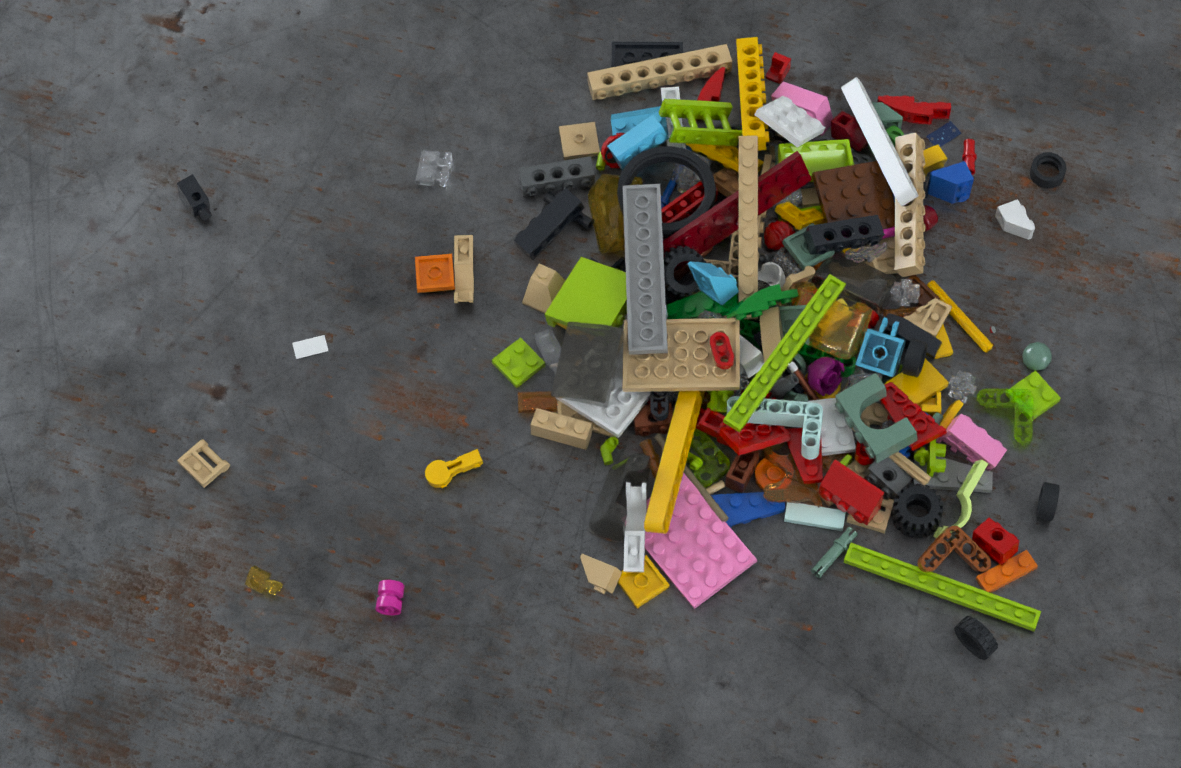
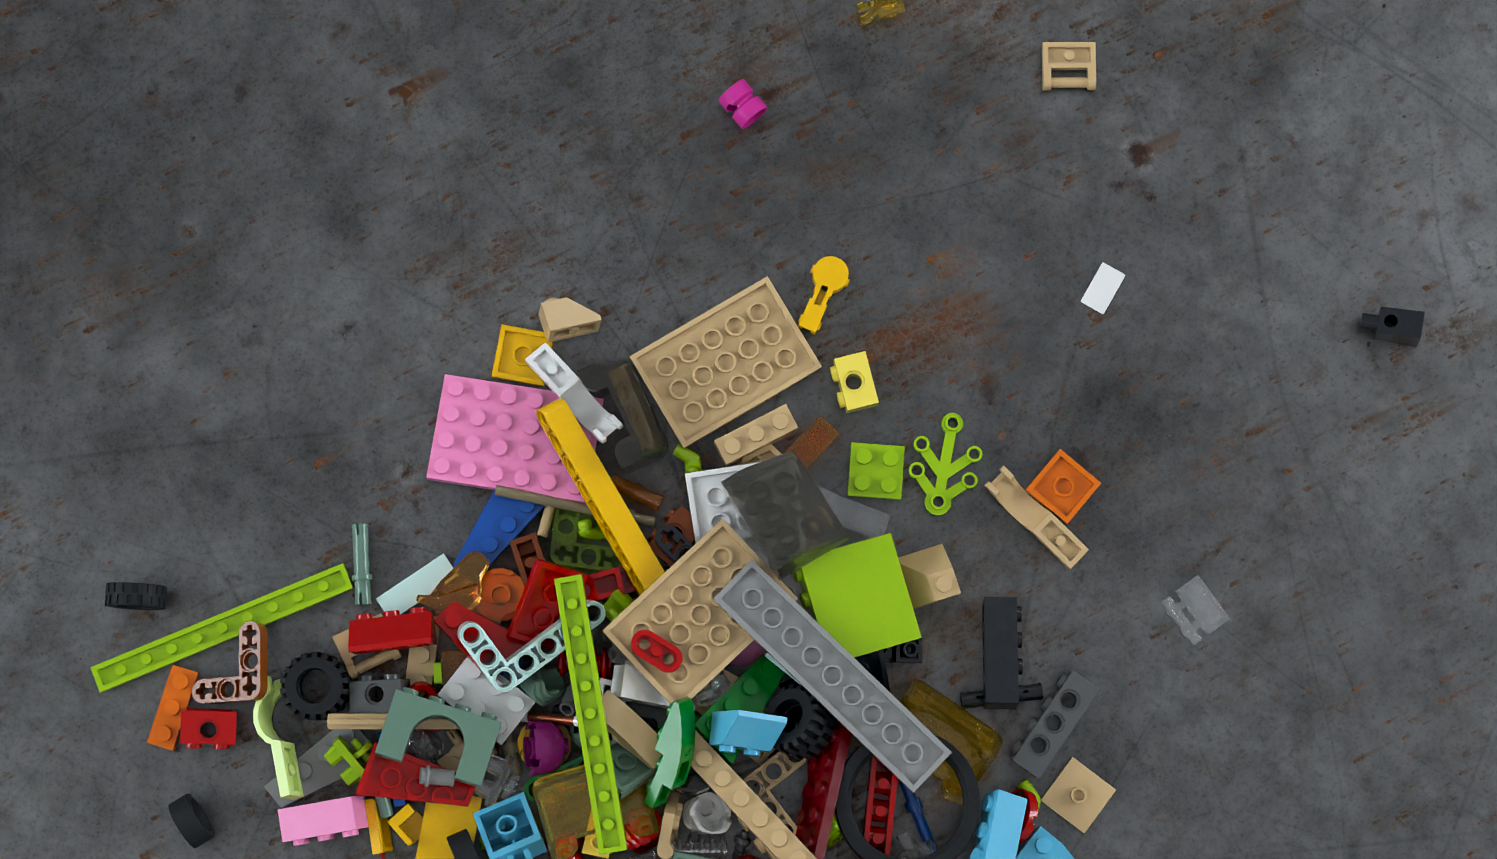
camera: 130 degrees right, 20 degrees up
(481, 332) = (944, 468): none -> lime plant
(484, 399) = (854, 366): none -> light yellow brick
(538, 480) = (725, 362): none -> tan plate
(896, 405) = (436, 776): none -> light grey pin

